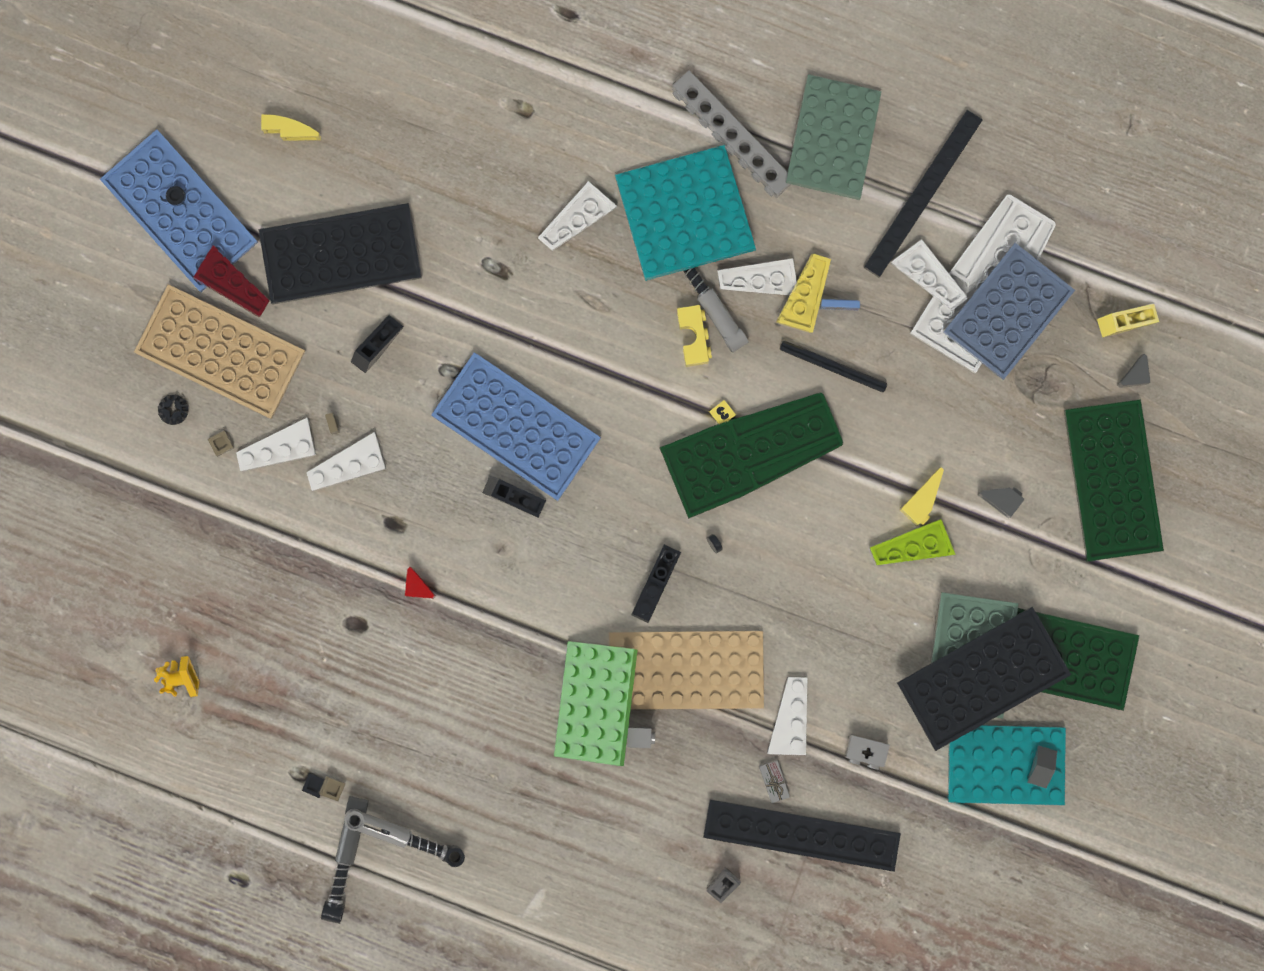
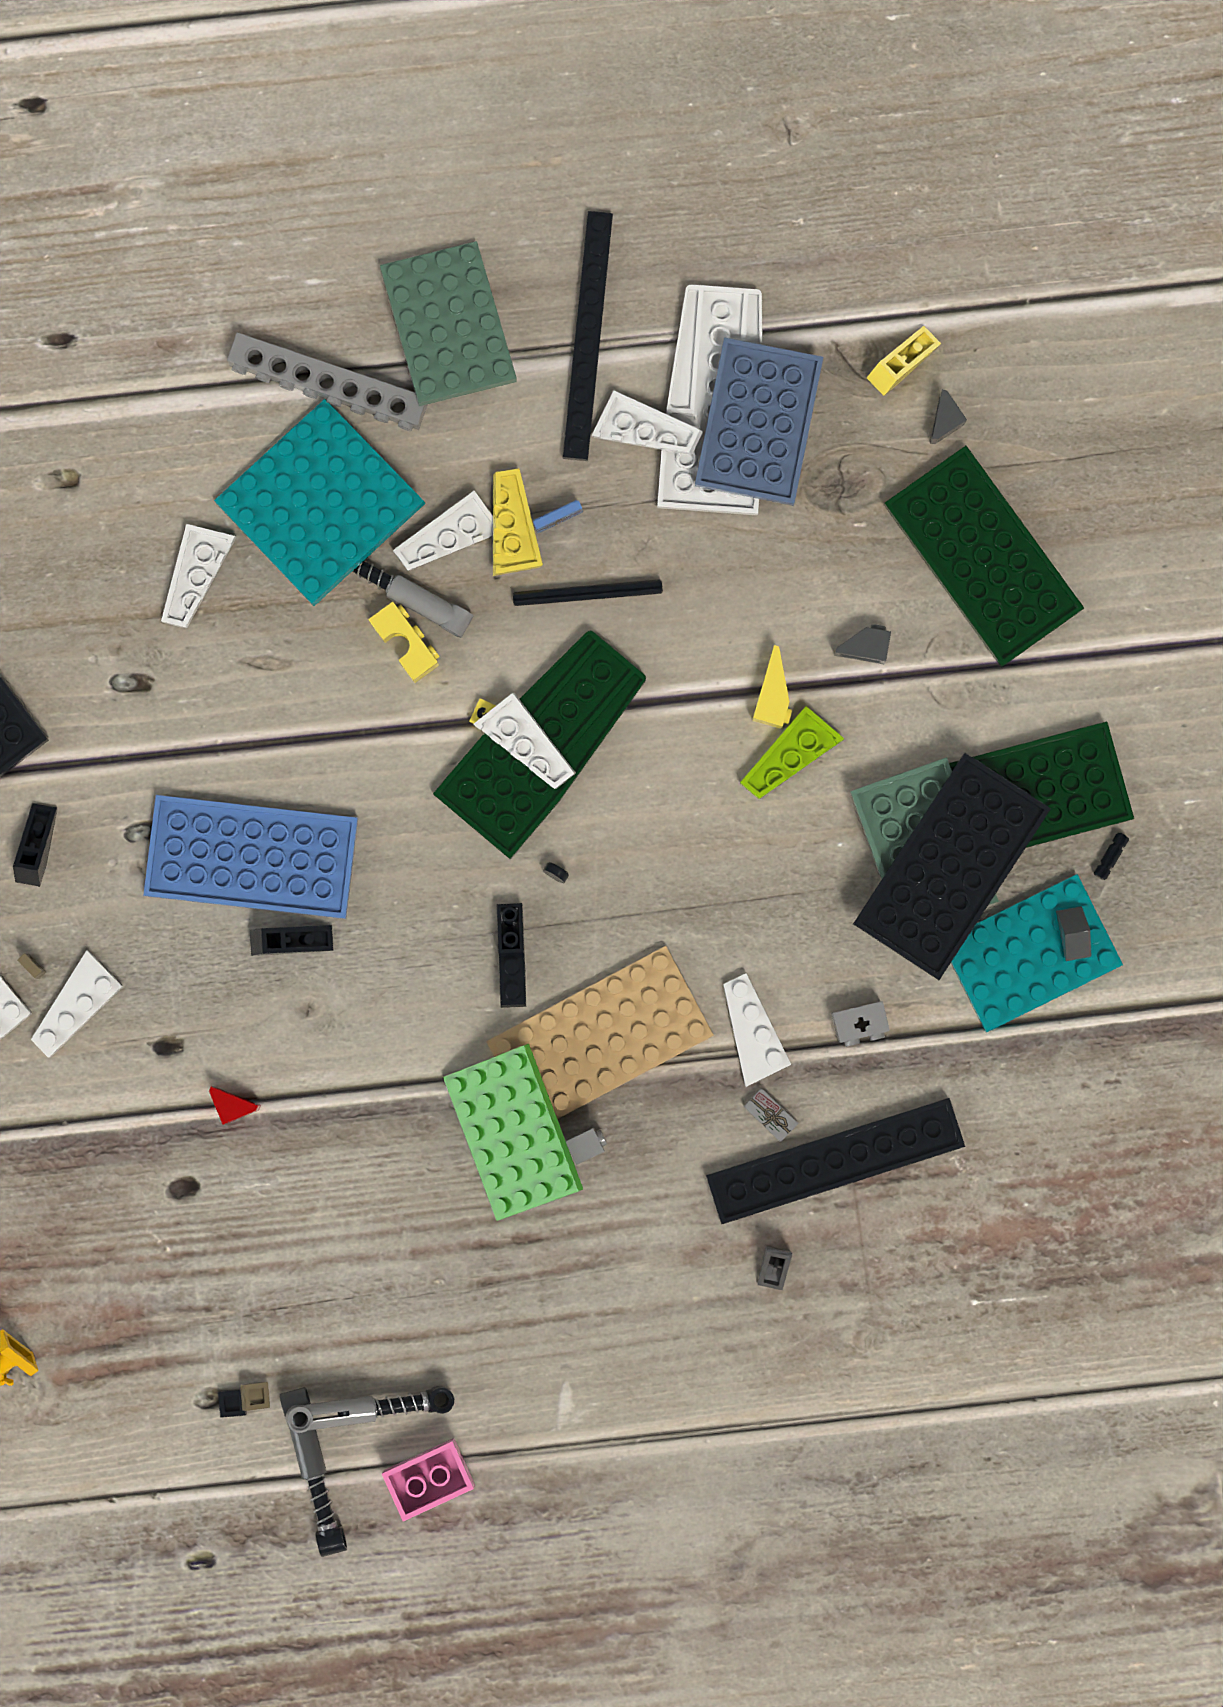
camera: 25 degrees left, 0 degrees up
(418, 905) = (428, 1479): none -> bright pink brick
(739, 439) = (522, 736): none -> white wing
(1095, 727) = (1111, 856): none -> black axle

